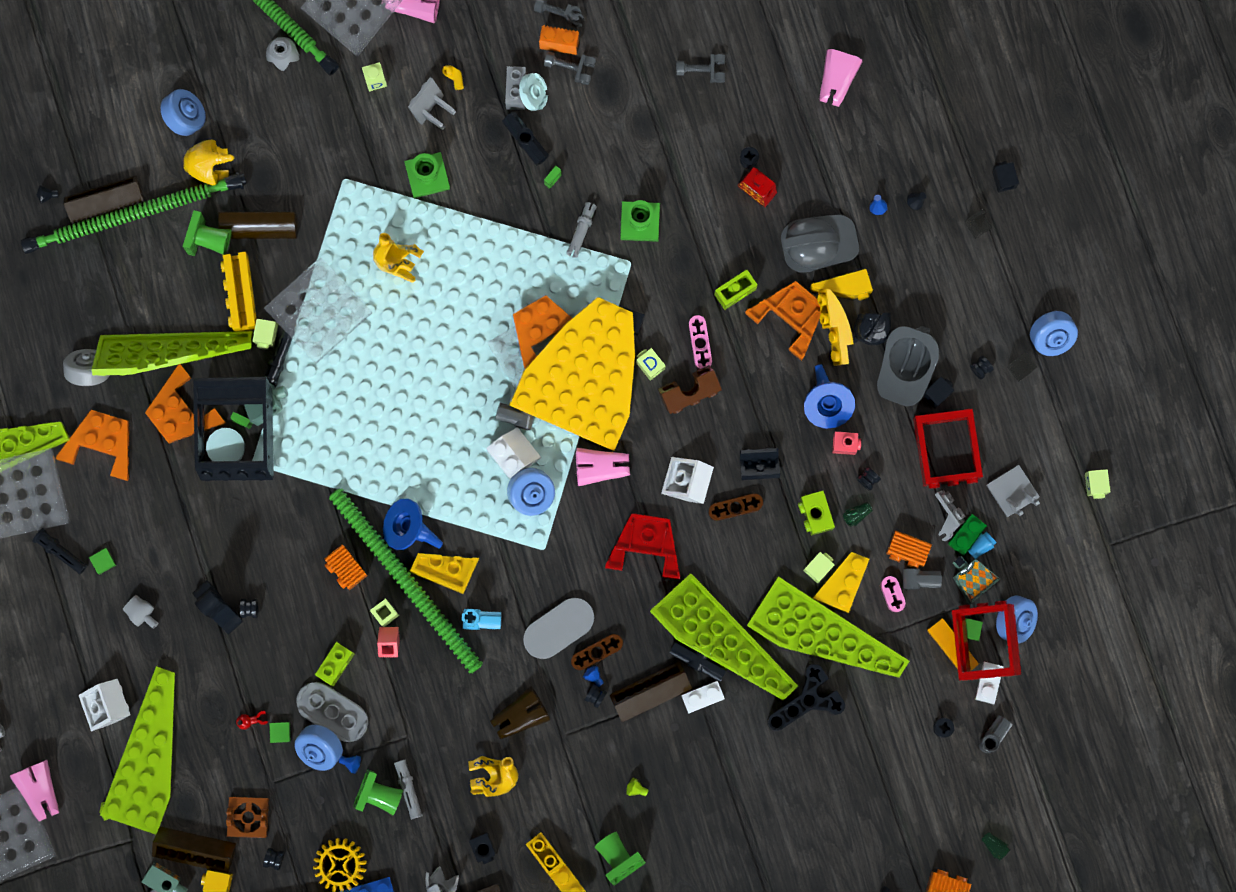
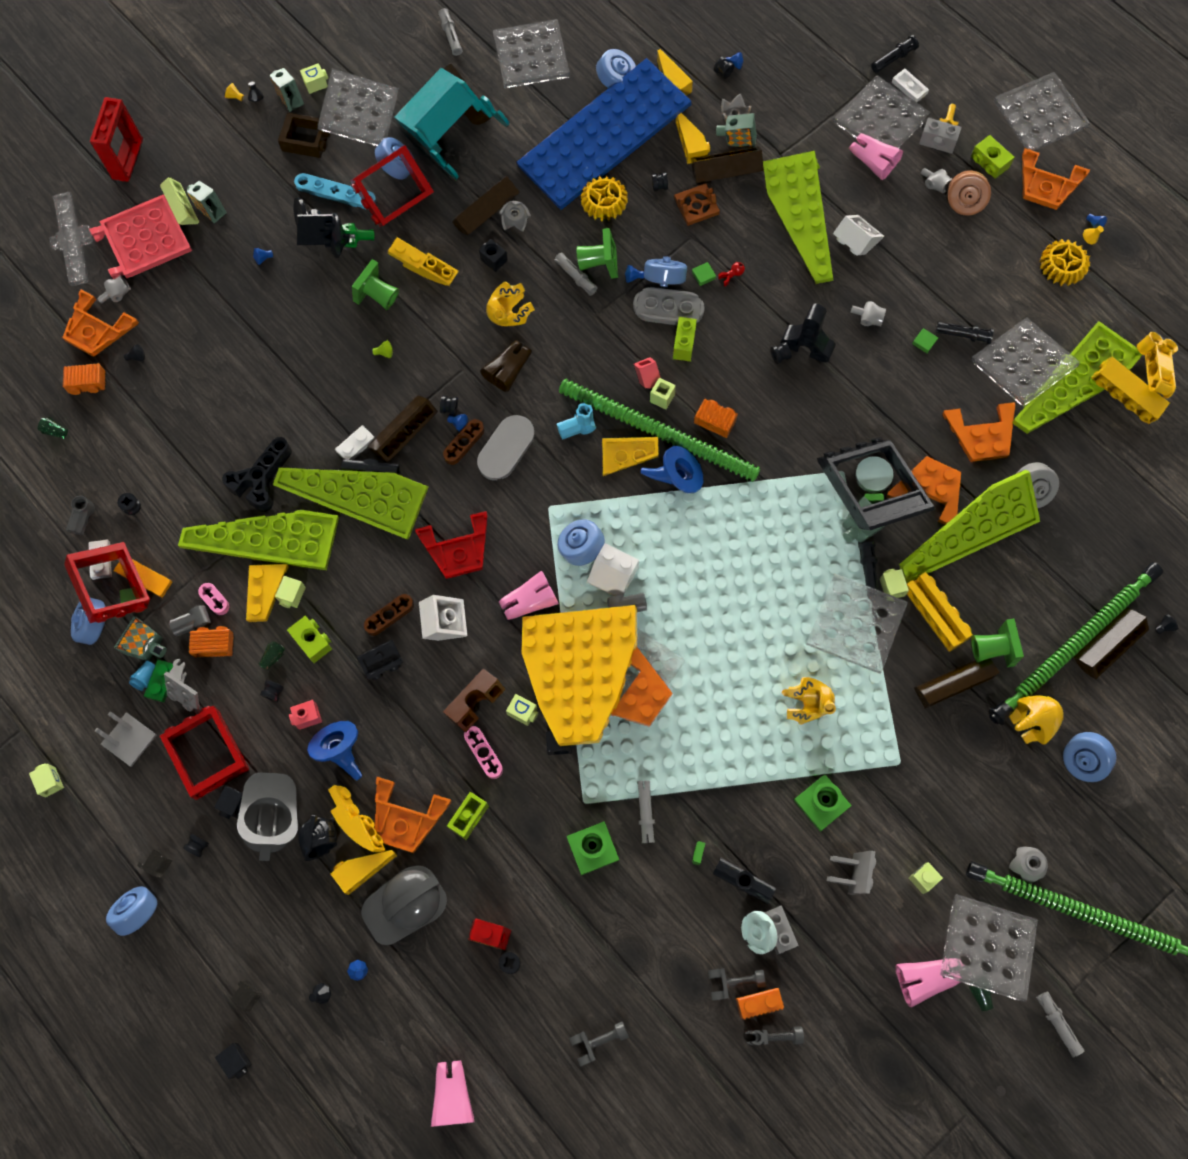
camera: 160 degrees right, 10 degrees down
(455, 75) = (847, 919): yellow arm -> none

